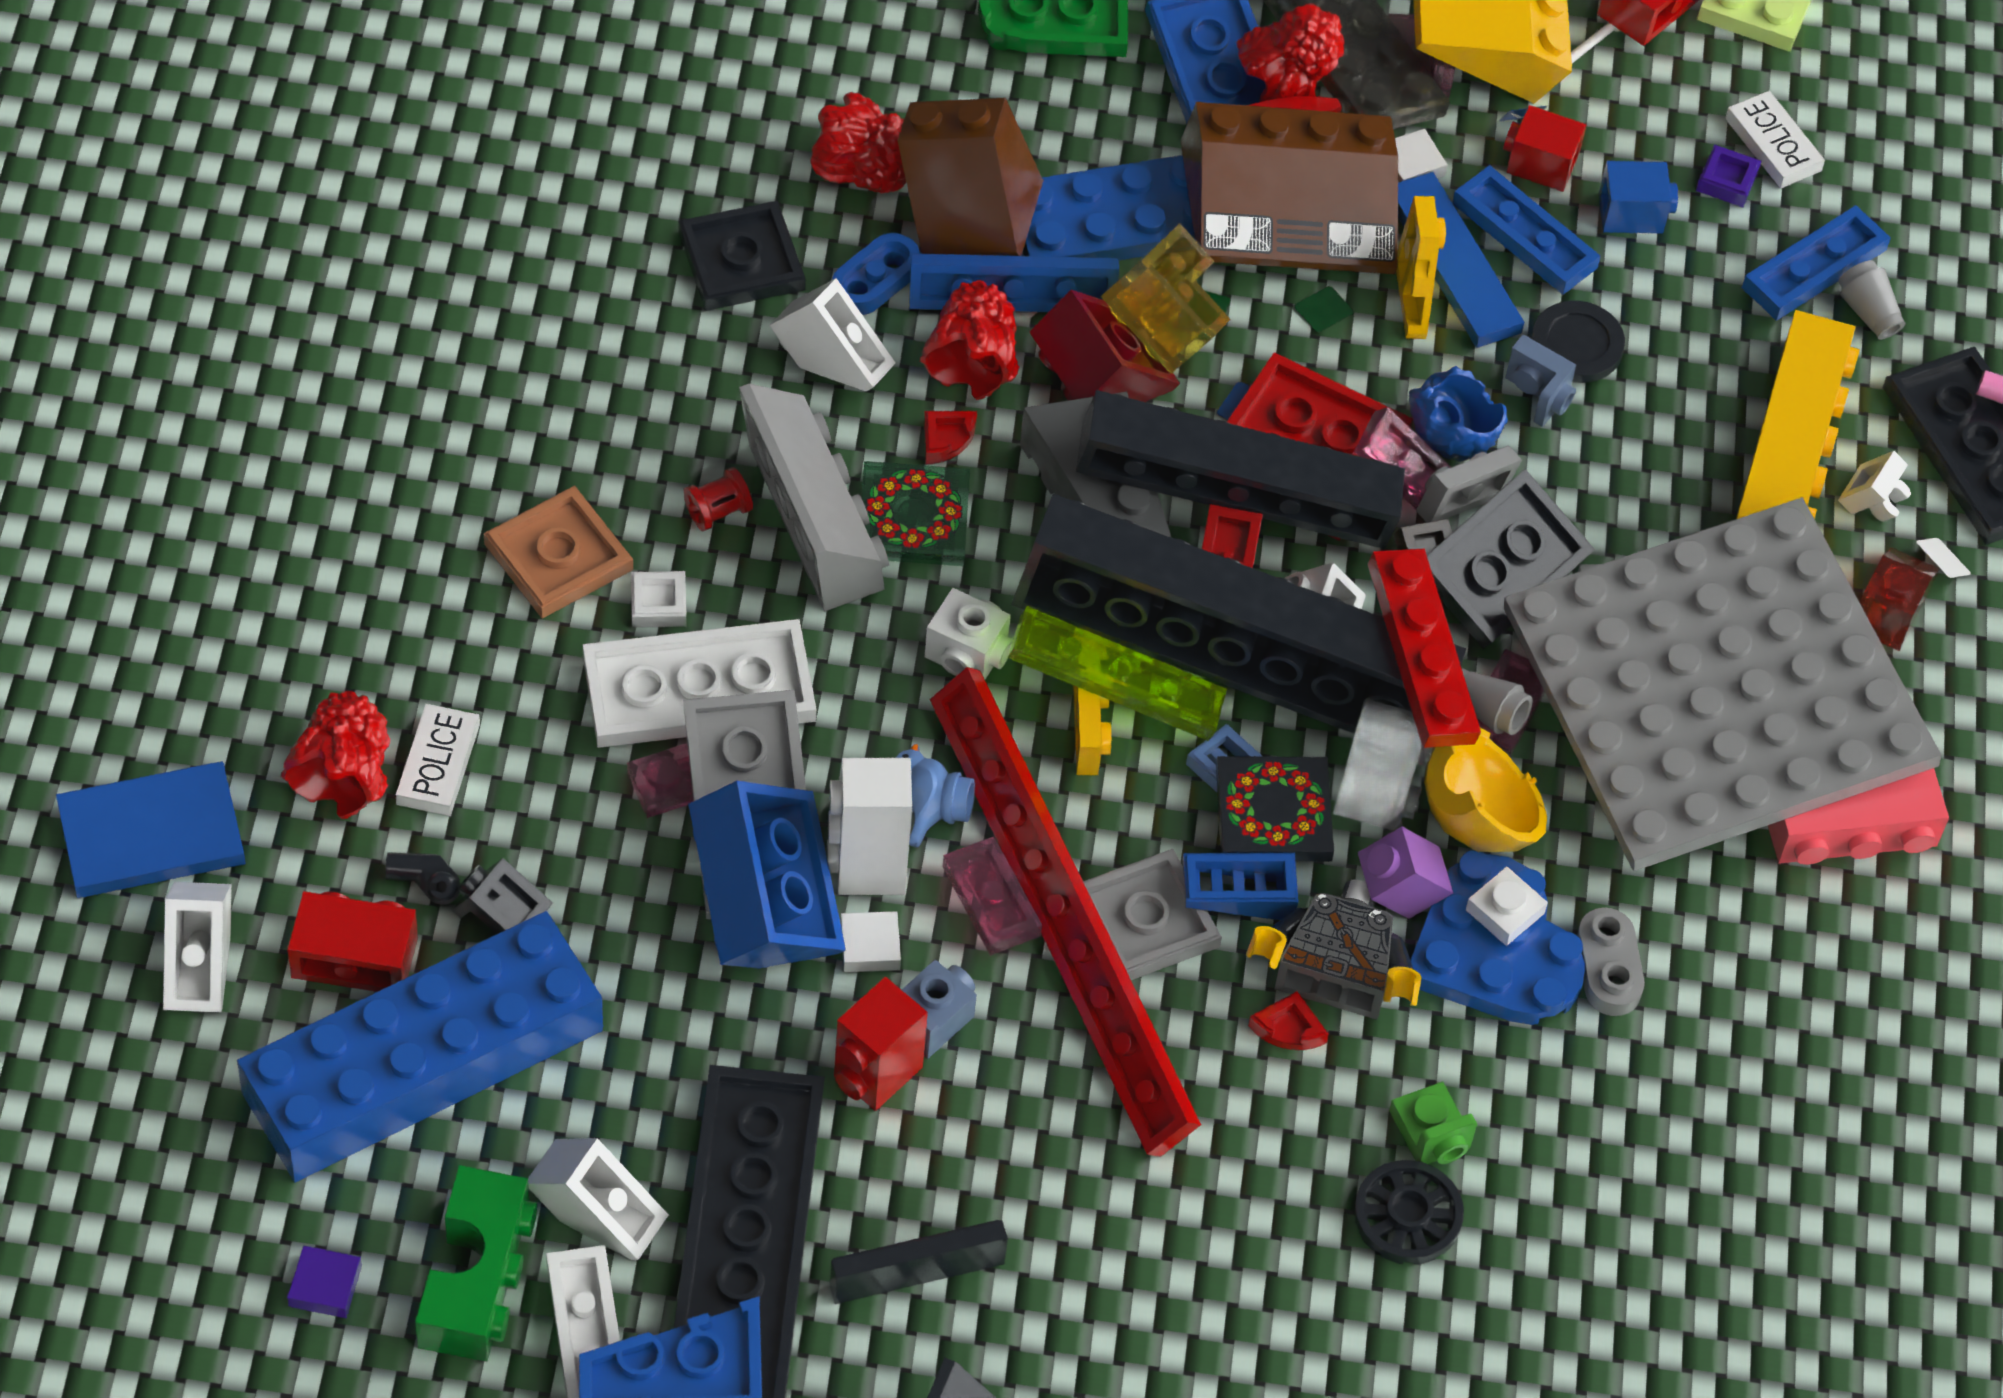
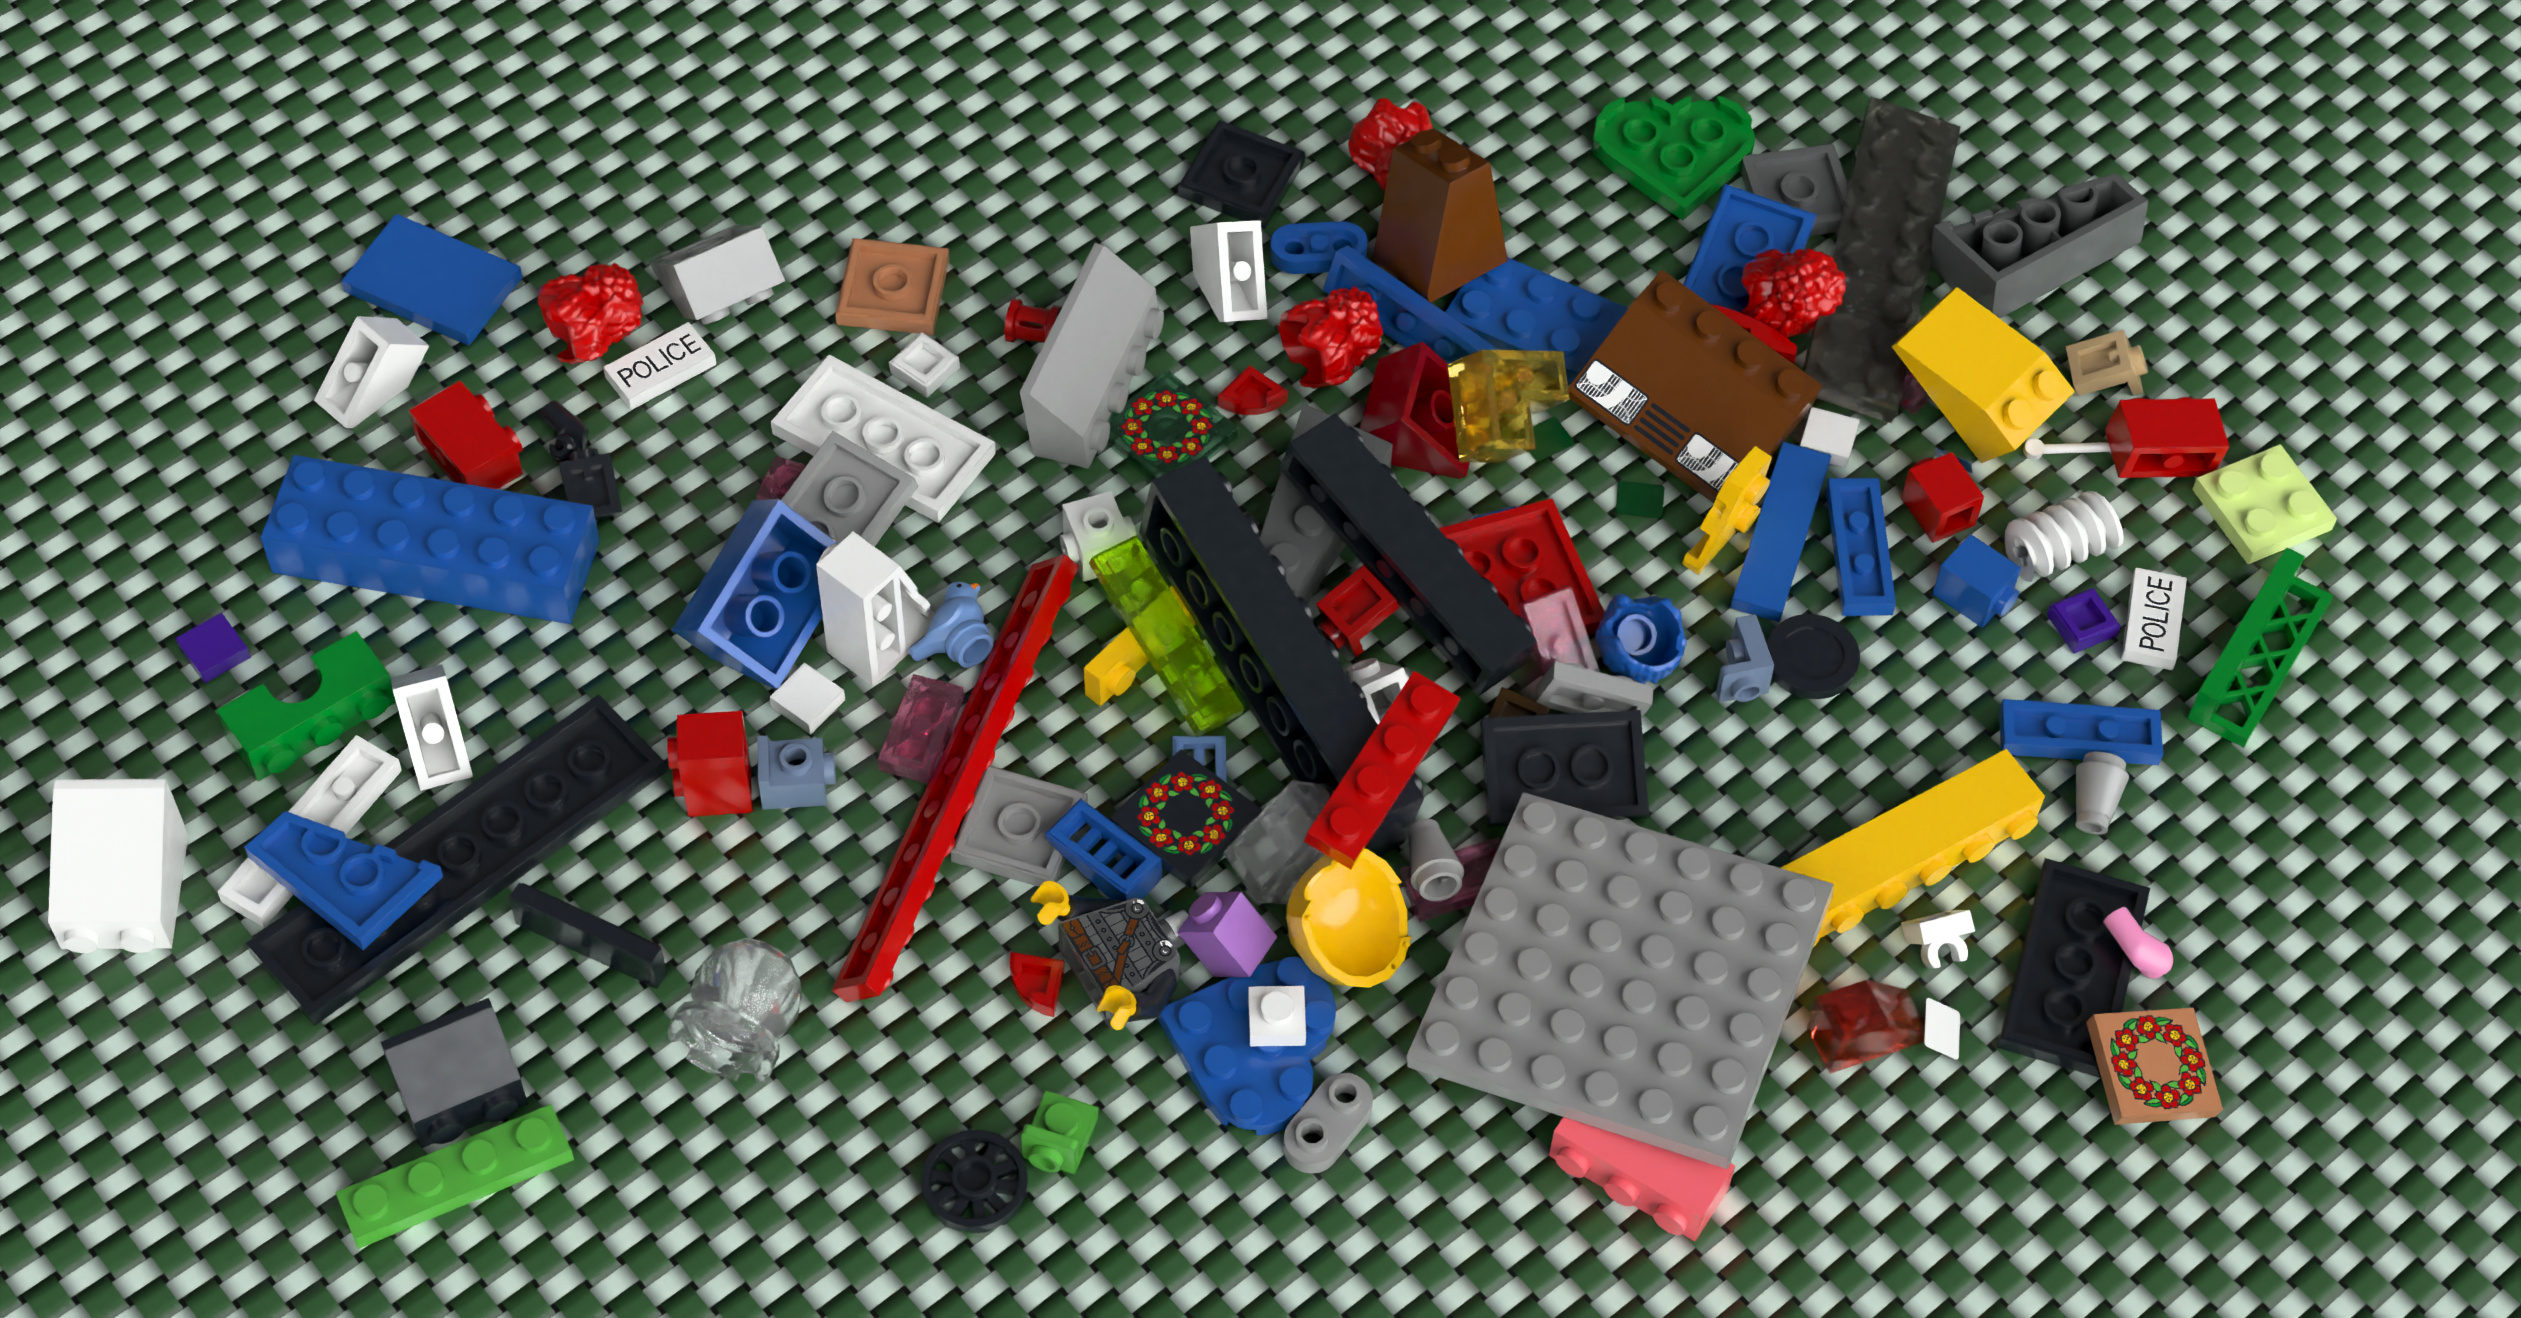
camera: 45 degrees right, 0 degrees up
(404, 640) = (719, 272): none -> slope
(1112, 1217) = (739, 1009): none -> clear tile
(1660, 115) = (2063, 534): none -> white piece
(1859, 117) = (2249, 636): none -> green fence

